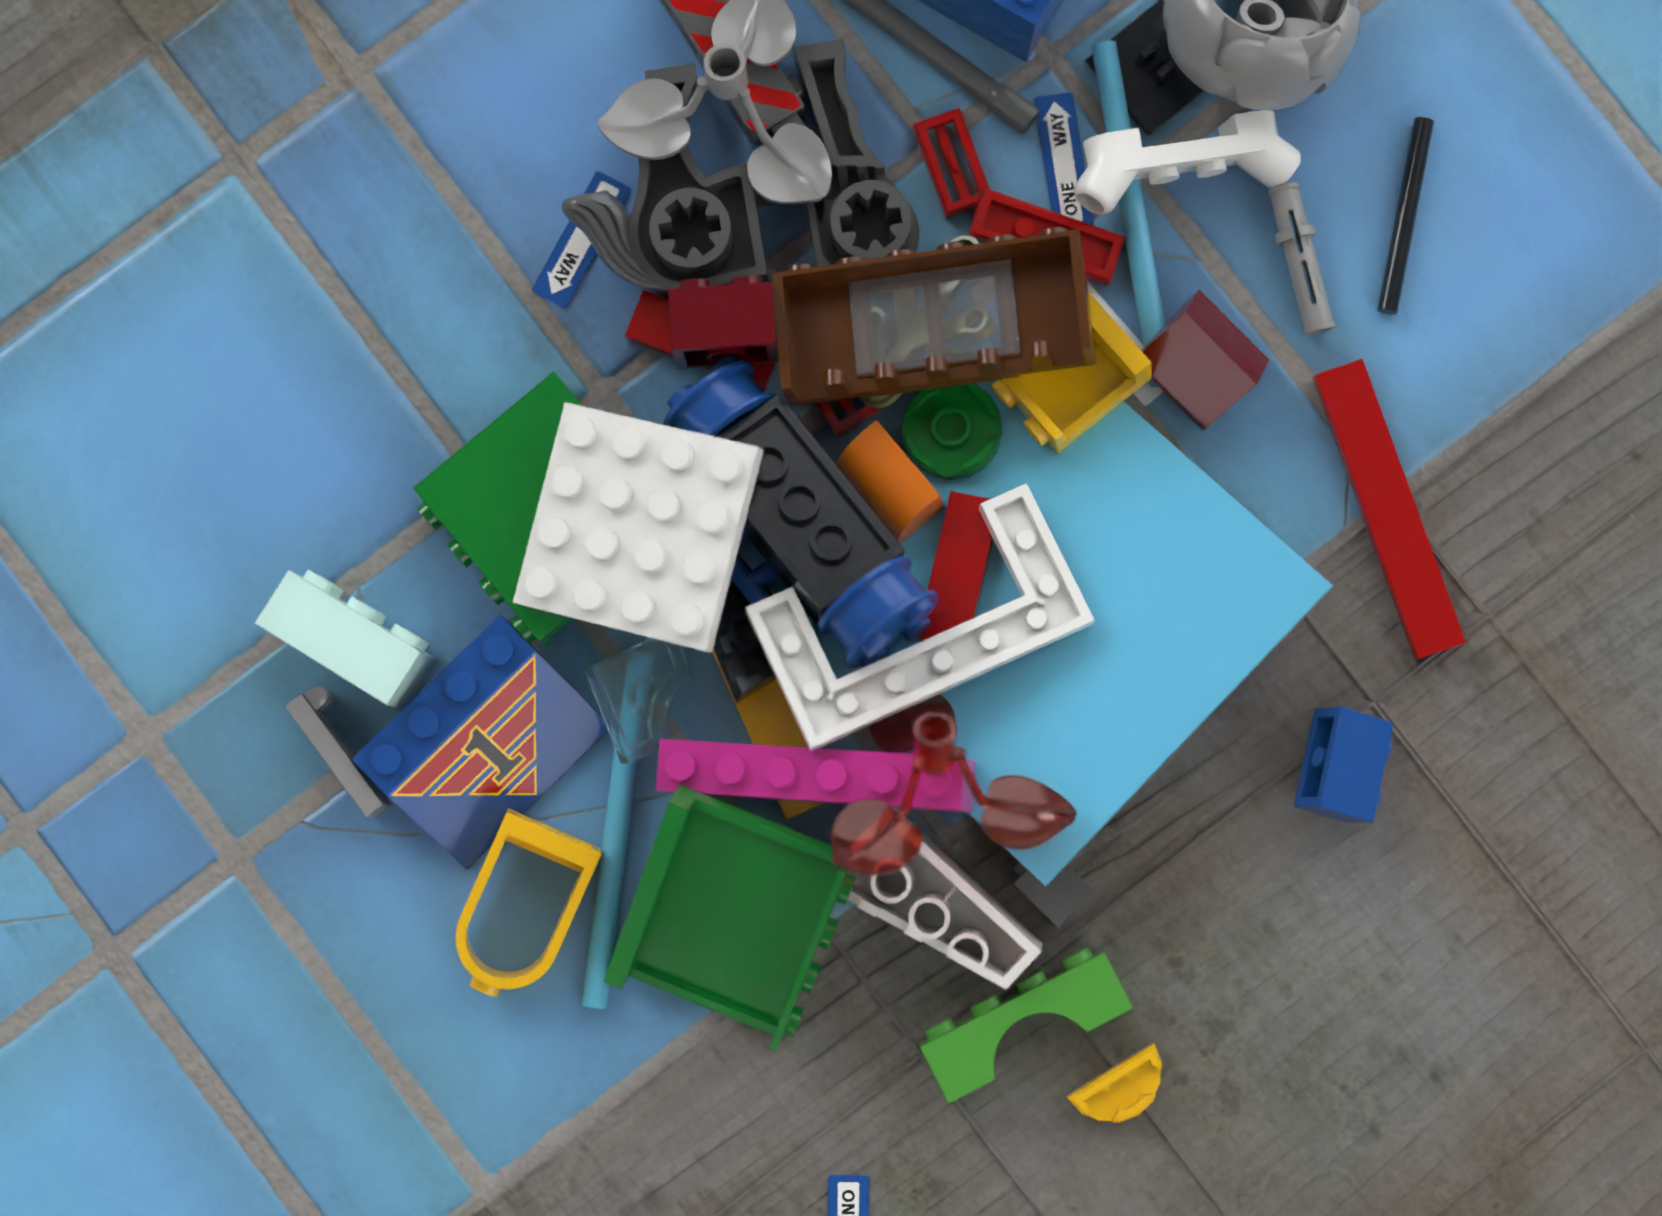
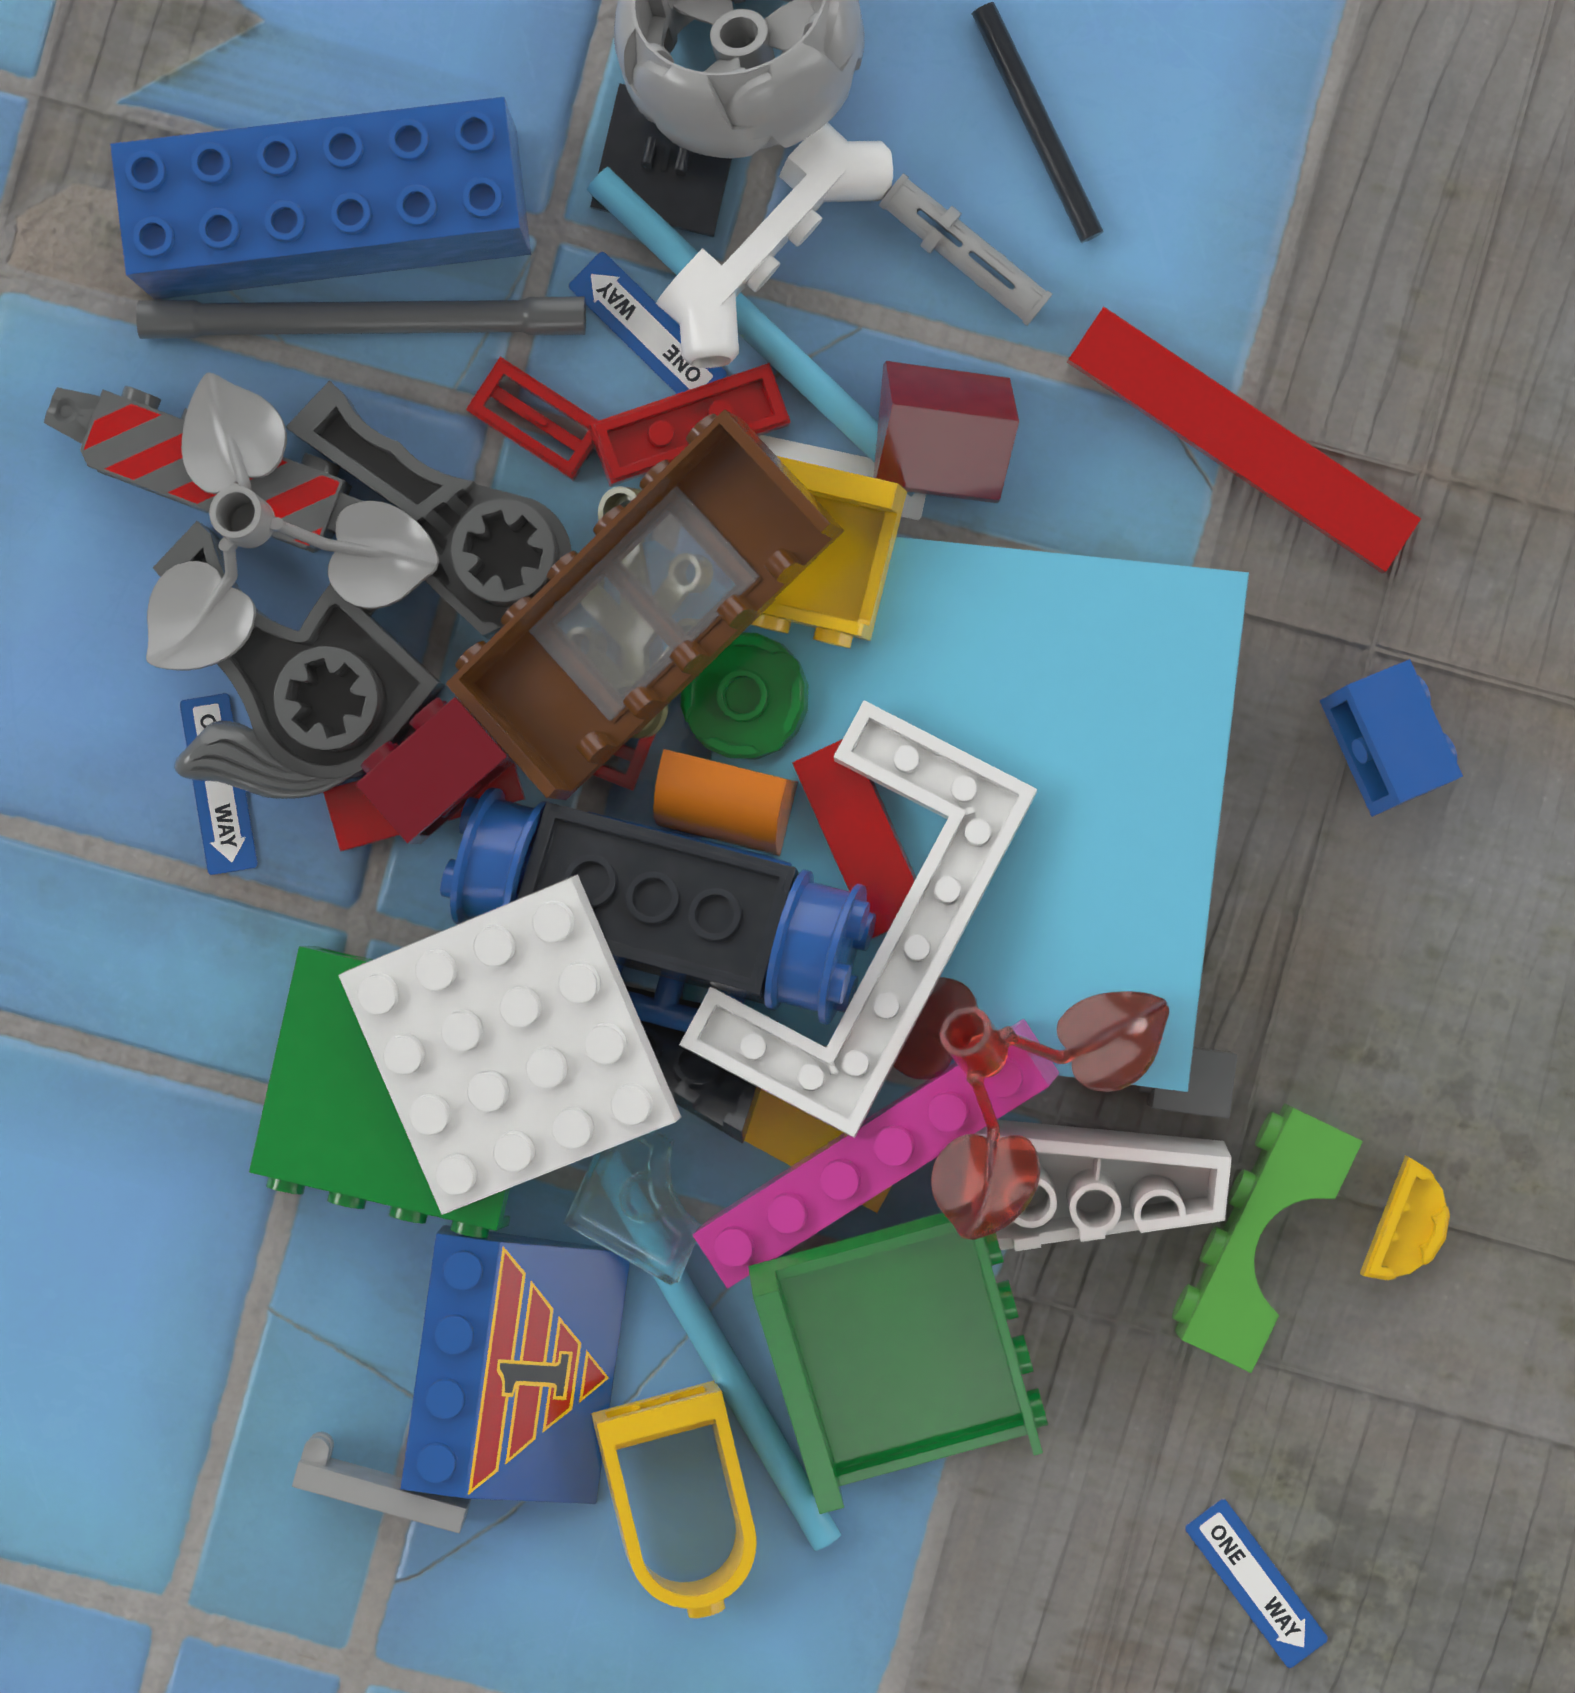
camera: 35 degrees left, 5 degrees up
(347, 637) = (302, 1372): light aqua brick -> none

